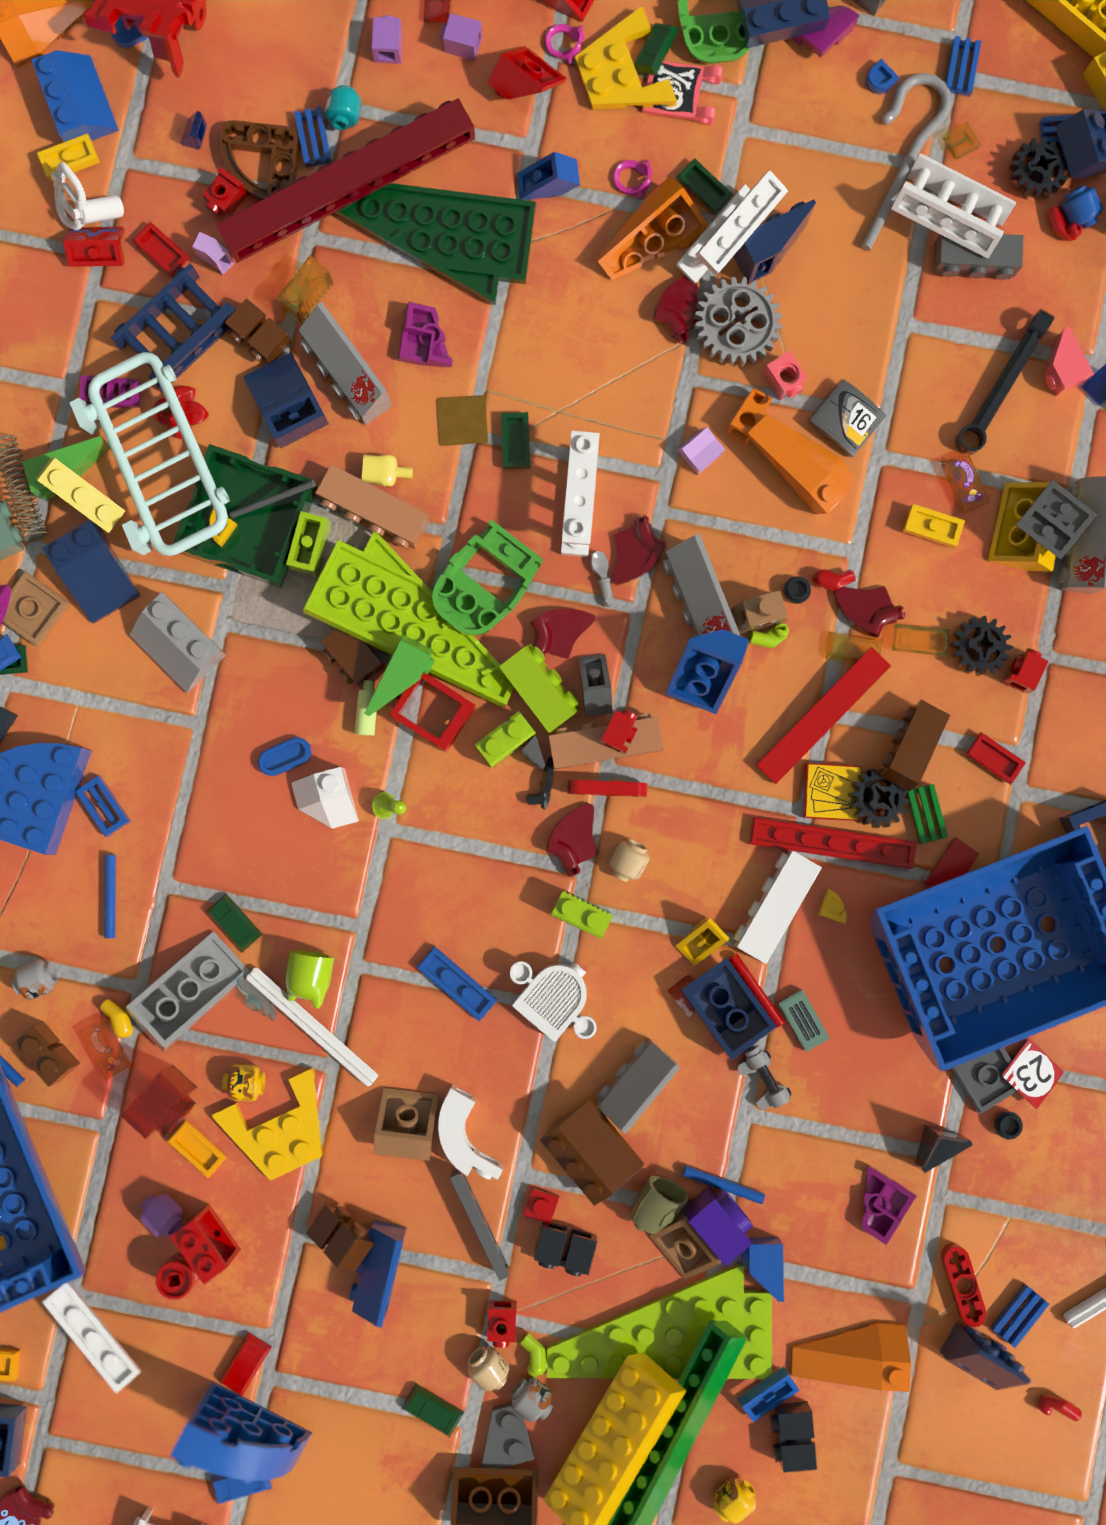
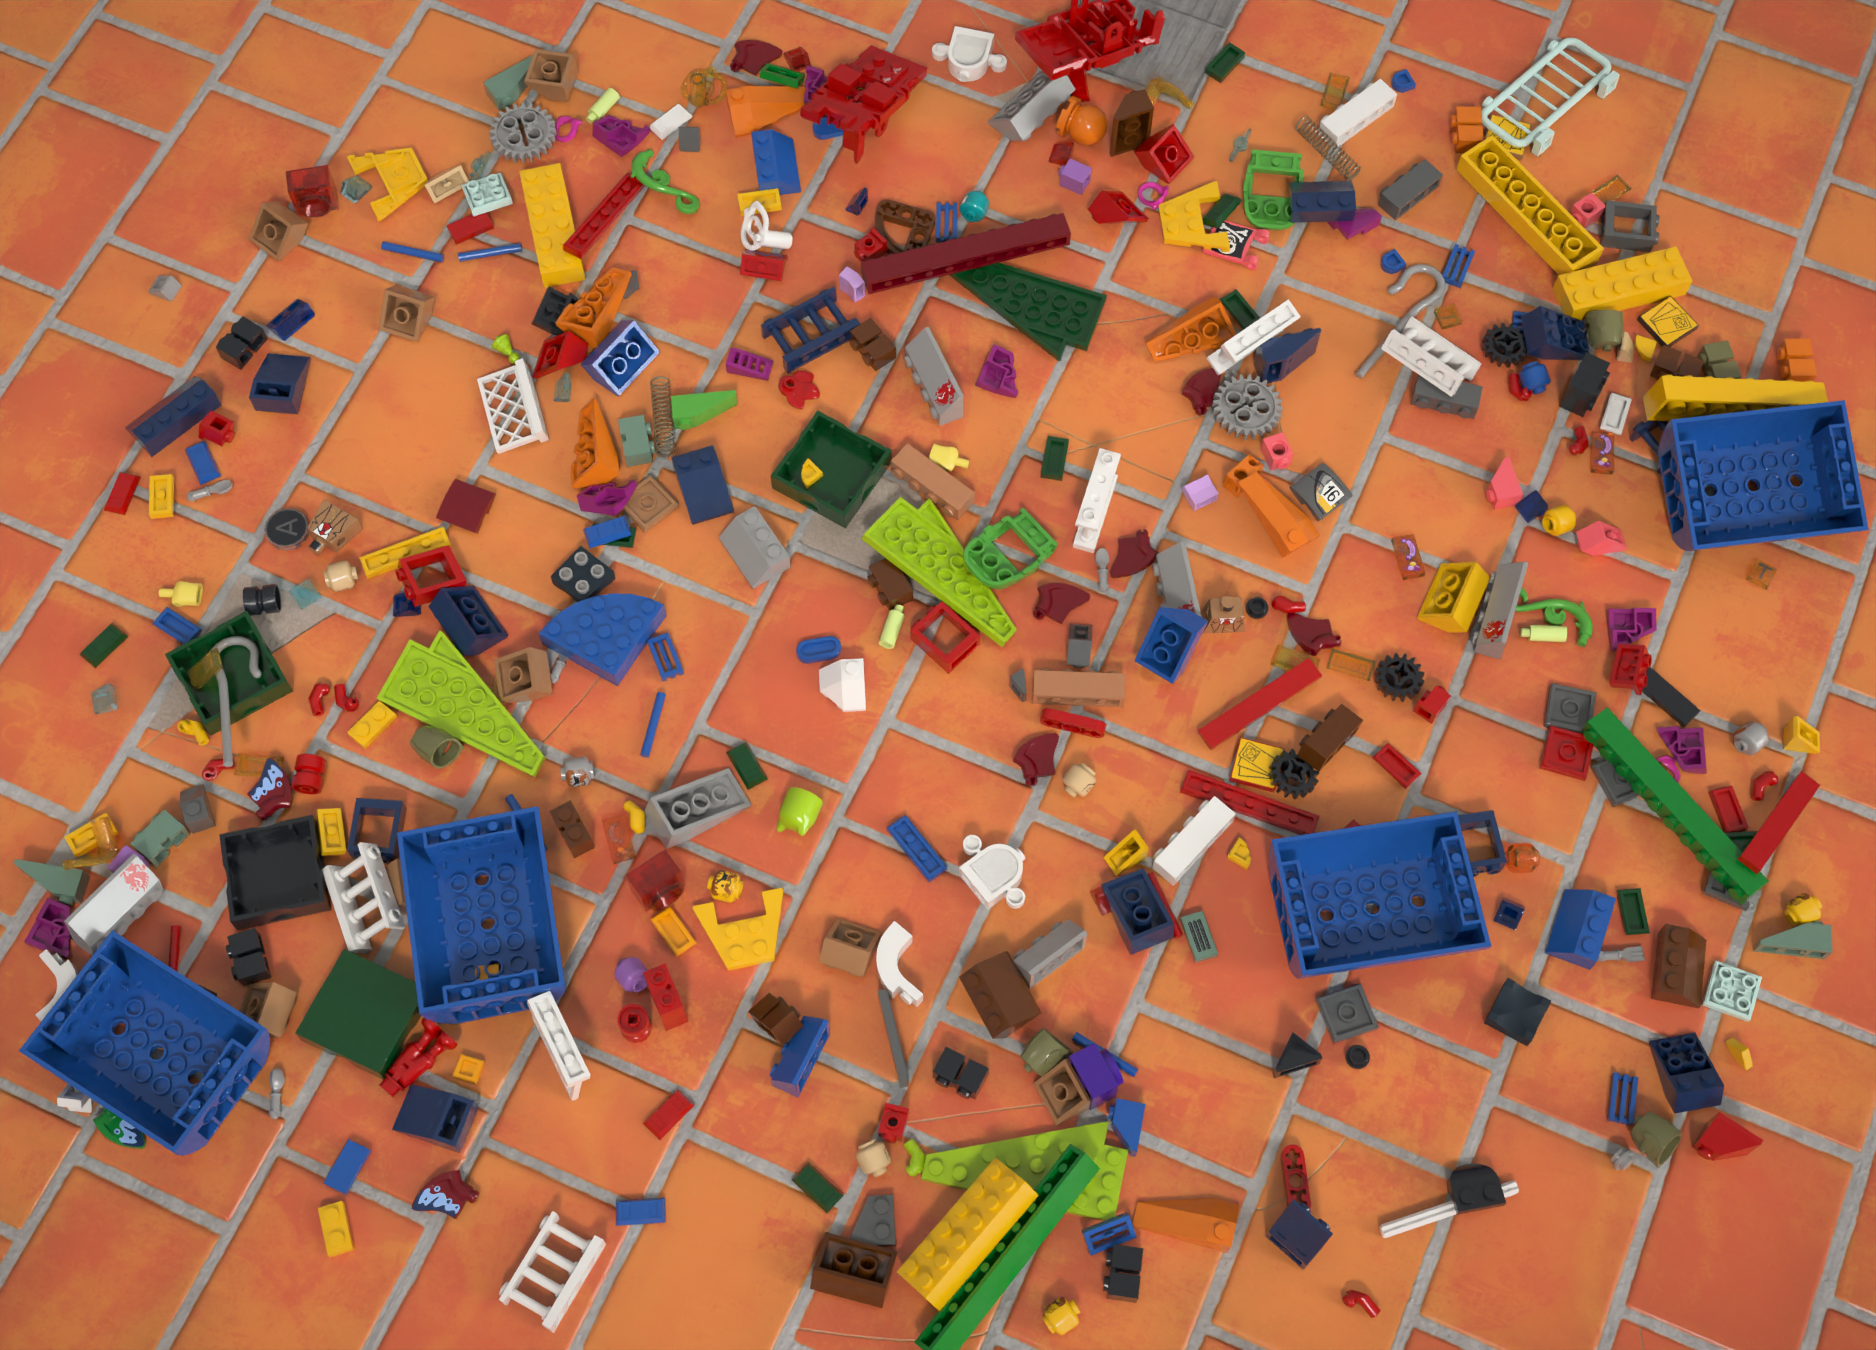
camera: 20 degrees right, 20 degrees down
(80, 494) = (710, 425): light yellow brick -> none
(87, 419) = (737, 372): light aqua bar -> none
(161, 249) = (812, 275): red tile -> none
(239, 1438) = (656, 1154): blue brick -> none
(255, 1000) = (749, 826): clear light blue piece -> none
(285, 400) = (883, 395): dark blue slope -> none
(292, 491) = (855, 459): dark grey axle -> none
(305, 289) = (915, 320): clear yellow brick -> none
(309, 544) = (876, 496): lime brick -> none
(312, 1027) = (791, 857): white axle -> none
(385, 806) = (890, 700): lime piece -> none
(387, 39) = (1018, 168): medium lavender brick -> none
(403, 671) = (929, 595): bright green slope -> none
(462, 420) = (1016, 437): pearl gold sticker -> none
(505, 739) = (997, 669): lime brick -> none
(531, 1399) = (904, 1191): light grey head -> none
(540, 687) = (1035, 634): lime brick -> none
(541, 1205) = (947, 1037): red plate -> none
(545, 787) = (1023, 713): black bar -> none
(548, 177) = (1120, 281): blue slope -> none
(581, 914) = (1031, 812): lime brick -> none
(620, 731) = (1091, 674): red brick -> none
(642, 168) = (1196, 290): dark pink piece -> none
(758, 1061) = (1155, 960): light grey piece -> none
(771, 638) = (1229, 639): lime arm -> none
(884, 1205) = (1239, 1100): magenta slope -> none
(933, 526) = (1376, 582): yellow plate -> none
(942, 832) = (1331, 779): green tile -> none
(1028, 1322) = (1355, 1205): blue tile -> none
(1032, 336) = (1483, 458): black piece -> none
(1032, 1073) = (1385, 1019): sticker -> none
(1056, 519) = (1471, 587): dark grey slope -> none

